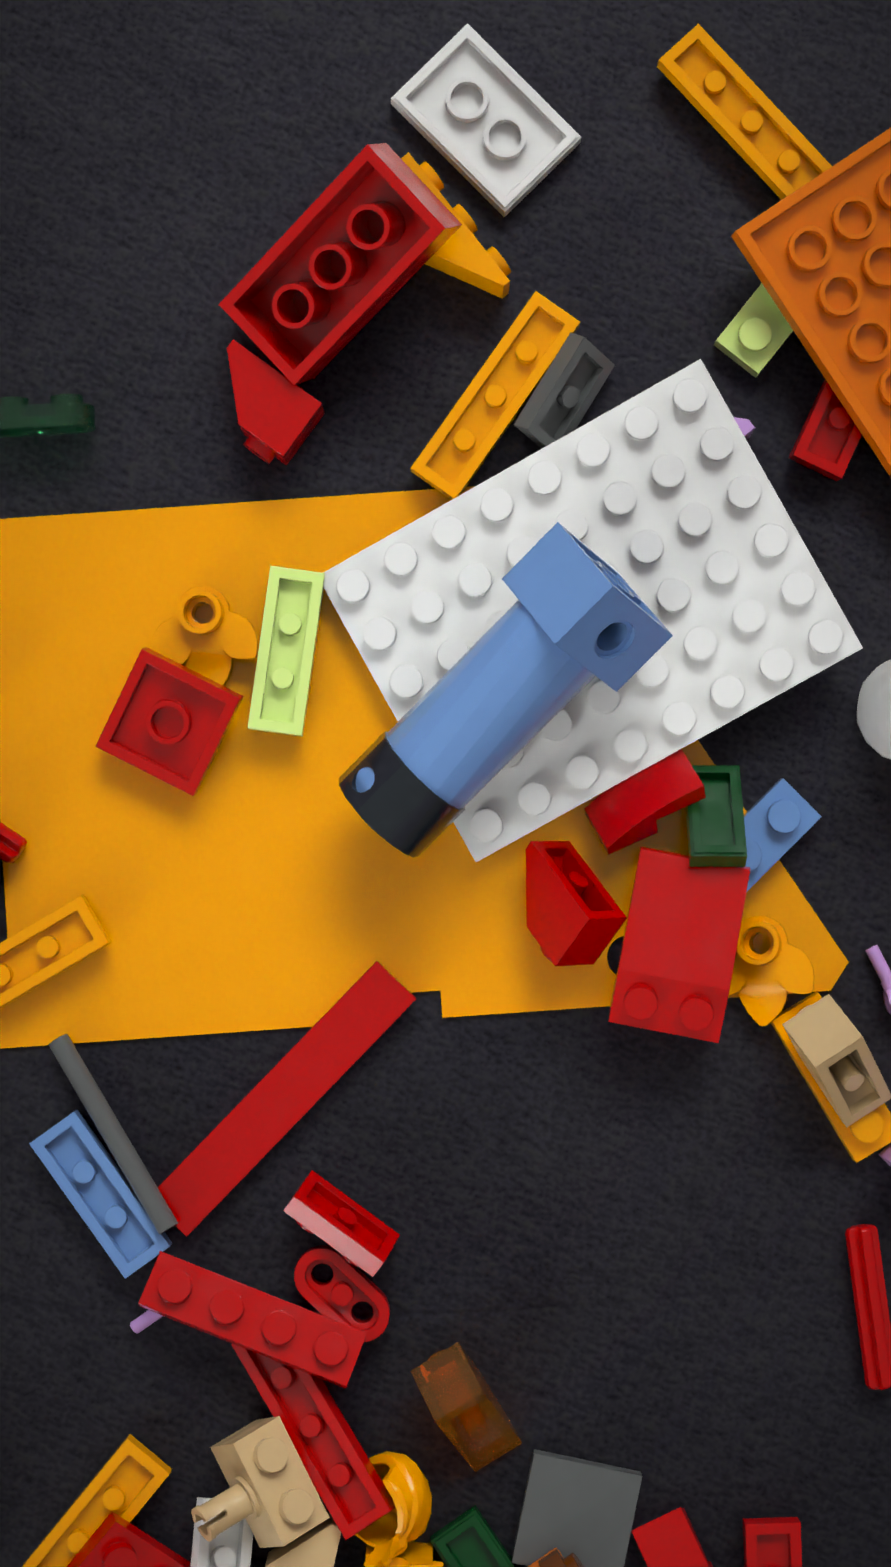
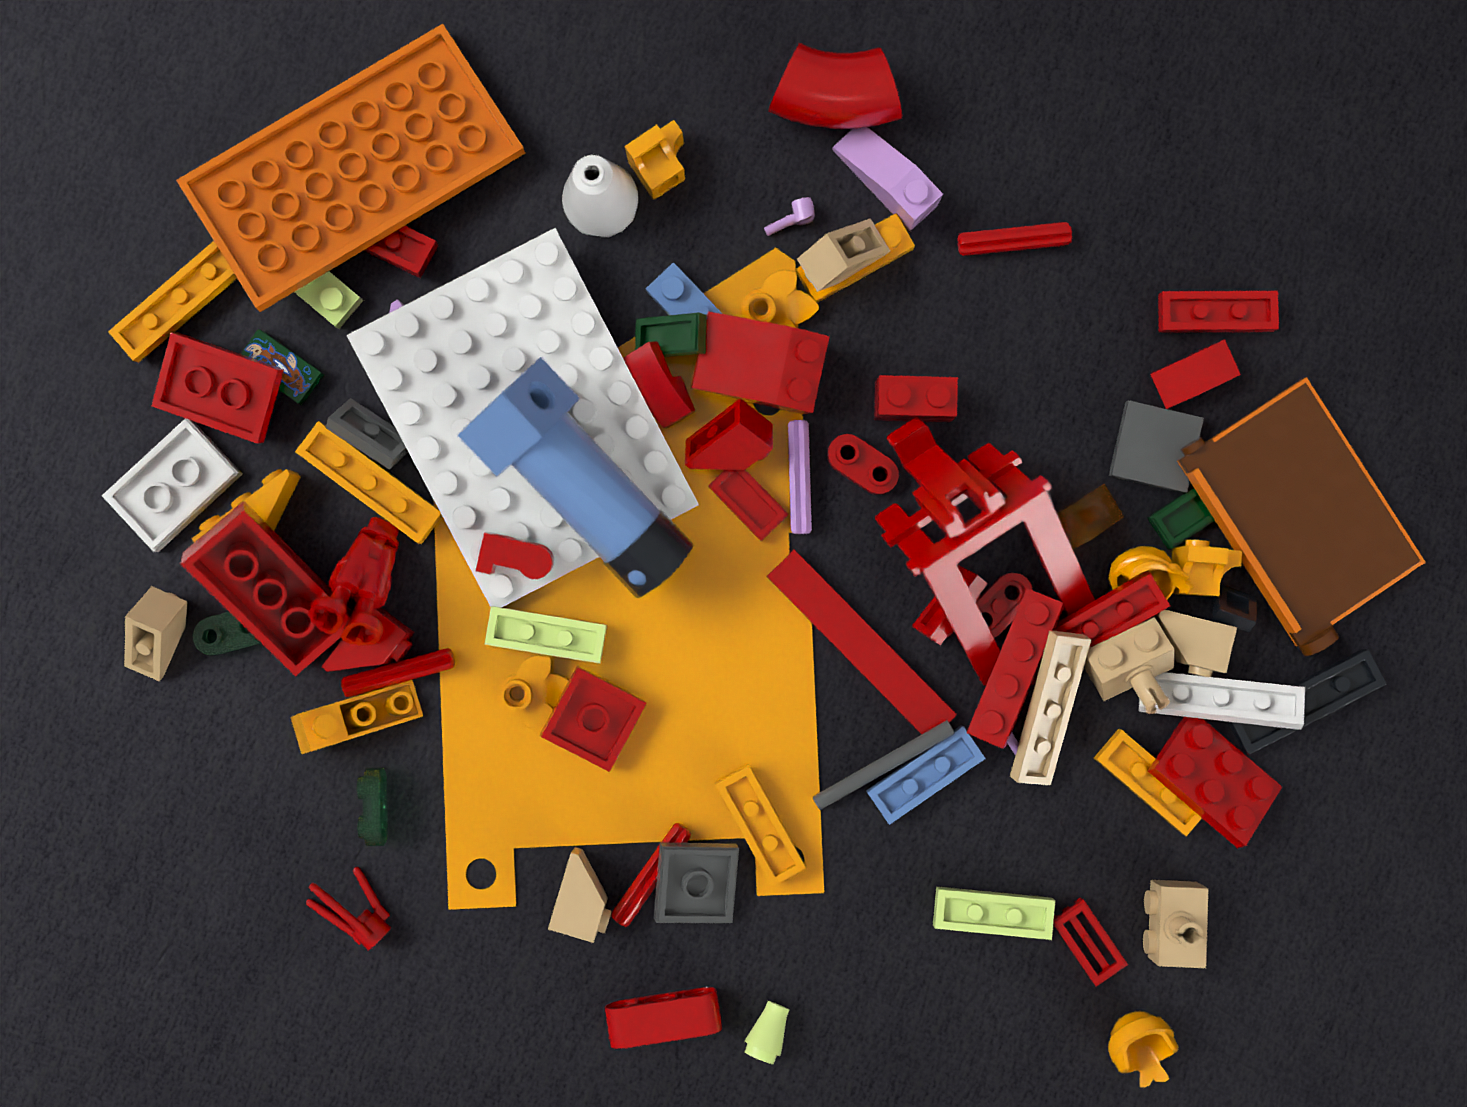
camera: 85 degrees left, 0 degrees up
(165, 389) = (356, 716): none -> light orange slope
(198, 1370) = (1050, 707): none -> tan plate
(229, 445) = (397, 672): none -> red axle
(276, 209) = (230, 635): none -> clear green plate
(277, 104) = (154, 632): none -> tan slope
(360, 391) = (361, 576): none -> red piece
(398, 603) = (529, 557): none -> red leg
(482, 933) = (748, 501): none -> red tile
(508, 1214) = (941, 489): none -> red piece
(519, 1004) = (799, 477): none -> lavender axle
(539, 1094) = (862, 465): none -> red plate
(623, 179) = (217, 387): none -> red plate
(635, 1169) = (916, 396): none -> red brick
(656, 264) = (298, 375): none -> tile

